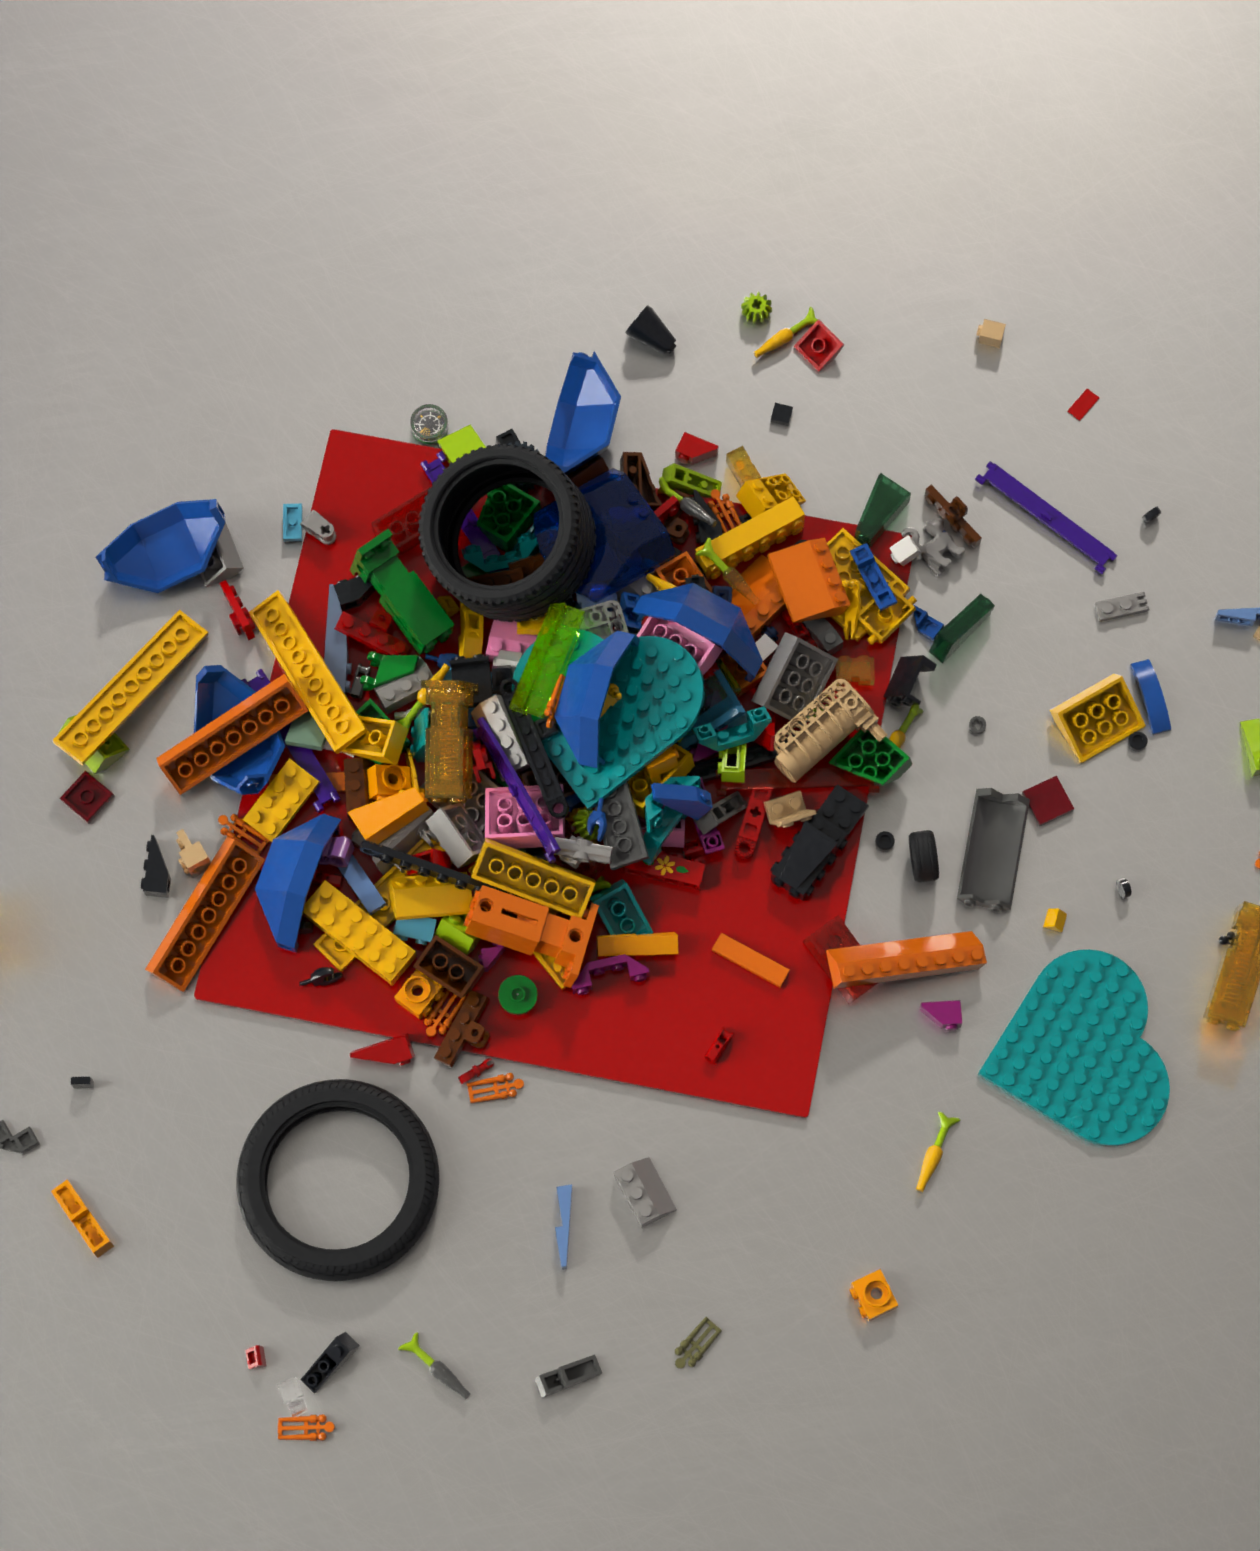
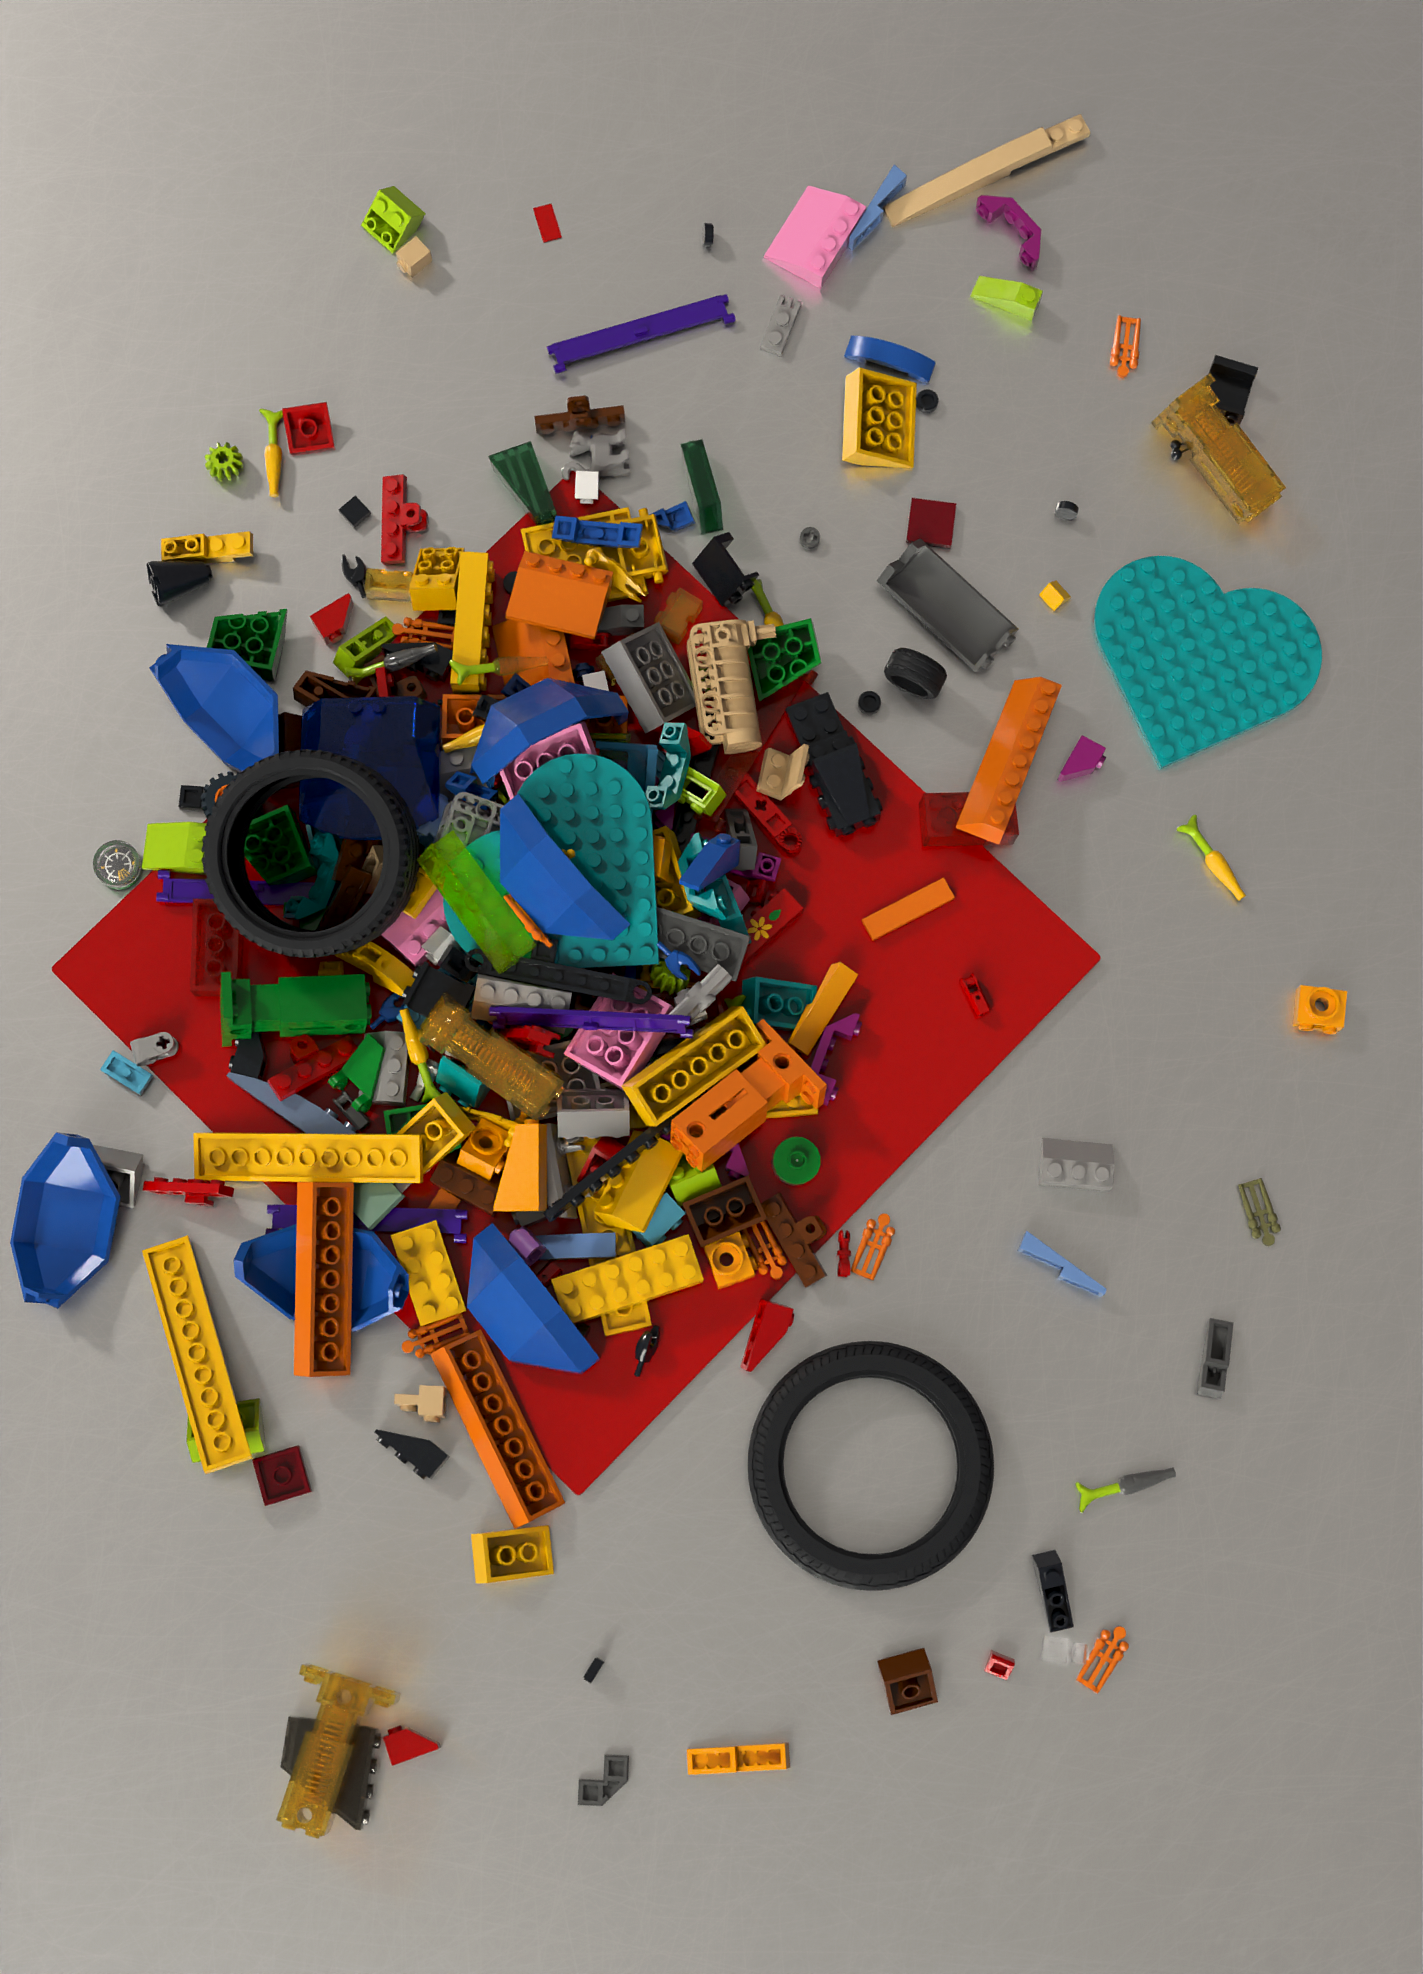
camera: 60 degrees left, 5 degrees up
(127, 979) = (512, 1554): none -> yellow slope
(204, 1299) = (907, 1681): none -> reddish brown slope
(641, 406) = (254, 638): none -> green wedge
(687, 337) = (207, 548): none -> yellow slope
(735, 442) = (355, 576): none -> black hand
(796, 445) = (397, 519): none -> red plate
(1010, 301) = (392, 218): none -> lime slope
(1205, 587) = (815, 234): none -> bright pink slope

